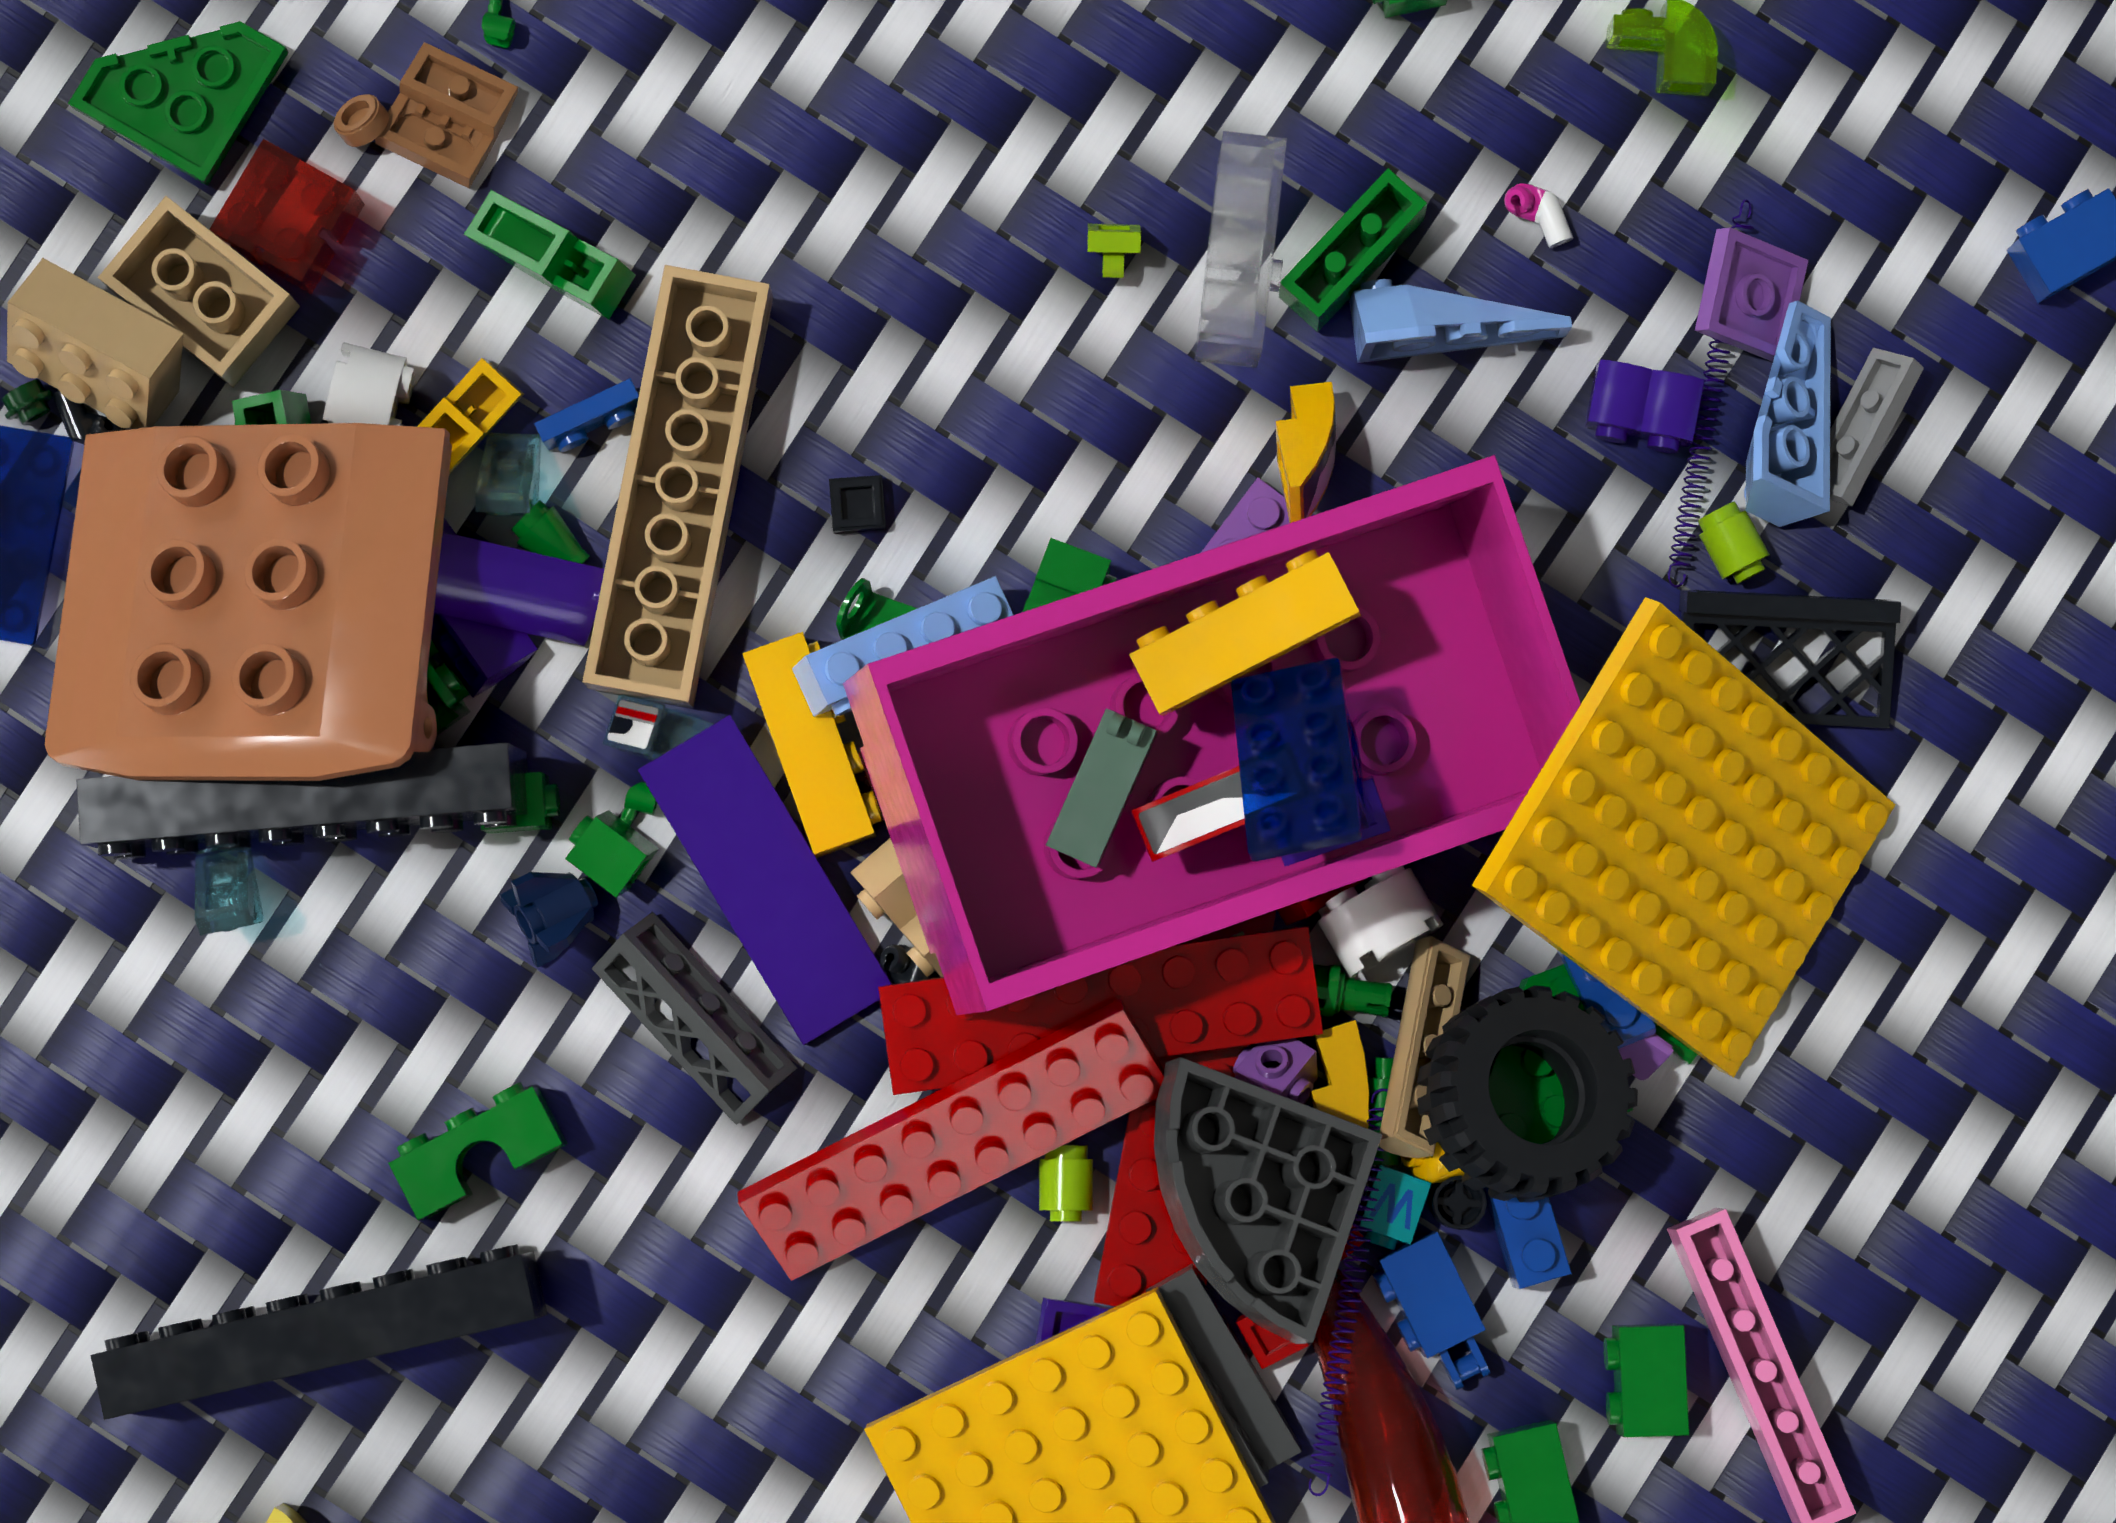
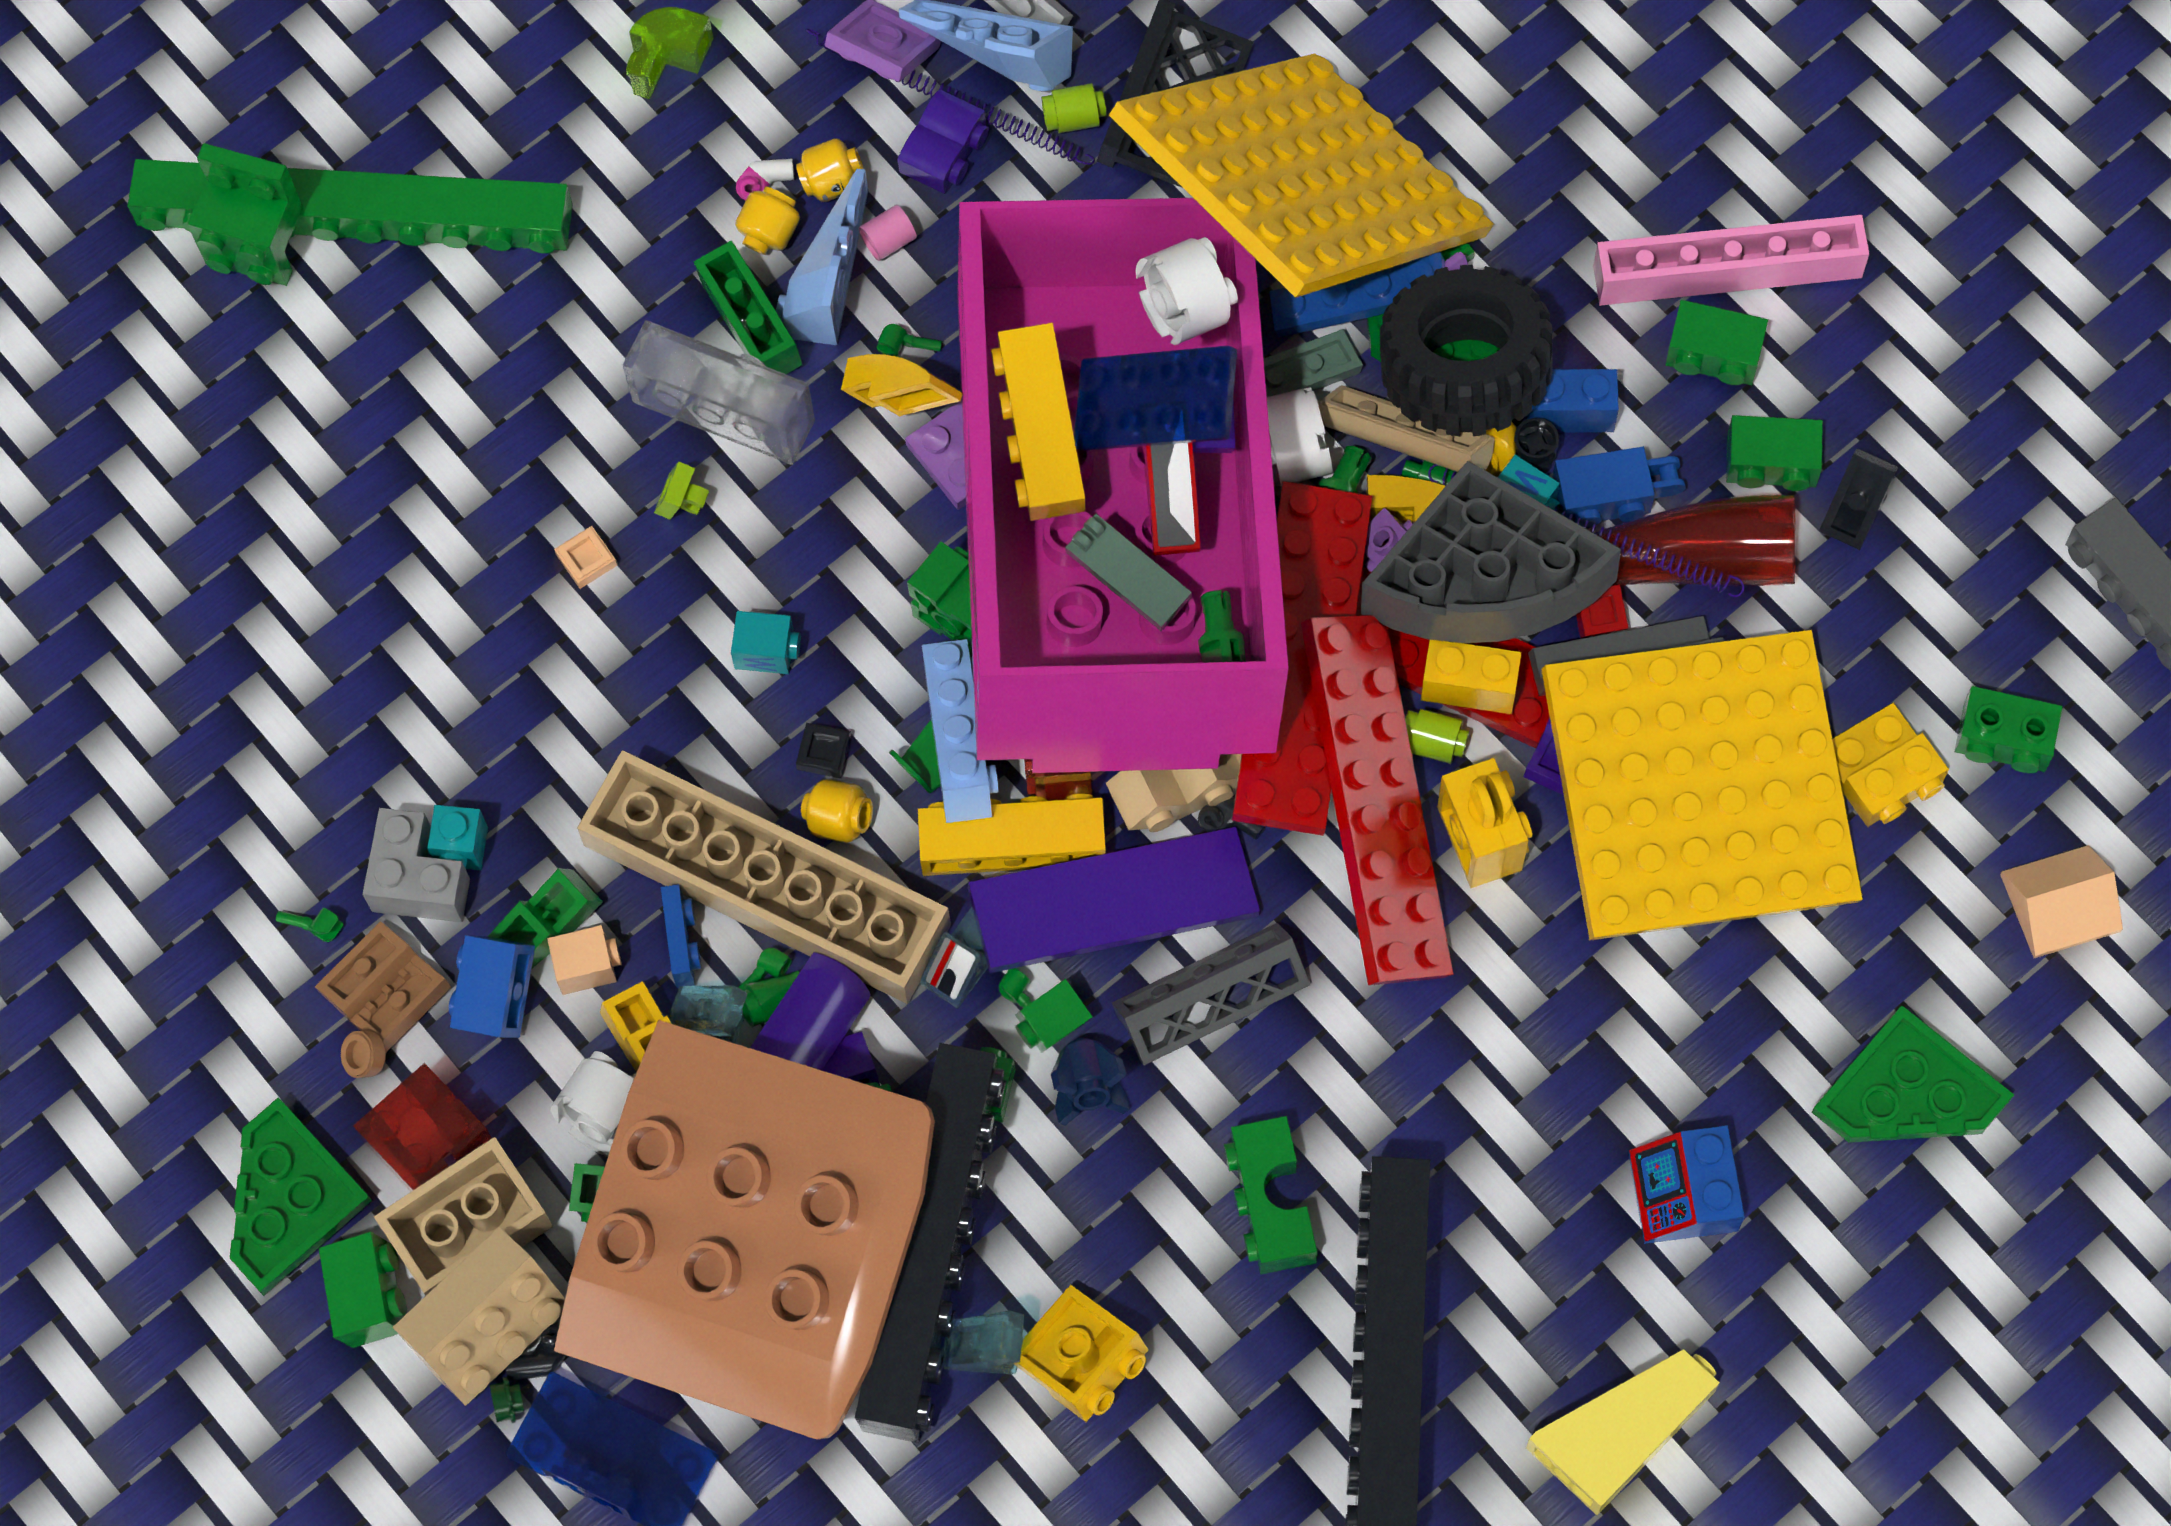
camera: 65 degrees left, 15 degrees down
(95, 210) = (362, 1289): none -> green brick
(242, 996) = (1081, 1354): none -> yellow plate
(466, 232) = (491, 986): none -> blue brick
(533, 321) = (584, 959): none -> light nougat brick
(573, 88) = (404, 878): none -> light grey brick
(592, 528) = (771, 962): none -> green hand
(629, 138) = (458, 835): none -> teal brick
(783, 542) = (837, 810): none -> yellow head
(960, 398) = (764, 642): none -> teal brick
(966, 1269) = (1484, 822): none -> yellow brick
(1011, 165) = (585, 557): none -> light nougat tile
(1045, 919) = (1220, 640): none -> green arm
(1136, 1208) = (1471, 676): none -> yellow brick
(1380, 425) = (895, 336): none -> green hand
(1451, 753) = (1185, 290): none -> white brick
(1481, 234) = (767, 220): none -> yellow head
(1492, 929) = (1312, 364): none -> sand green hinge
(1509, 376) = (887, 232): none -> bright pink beam
(1567, 284) = (827, 169): none -> yellow head

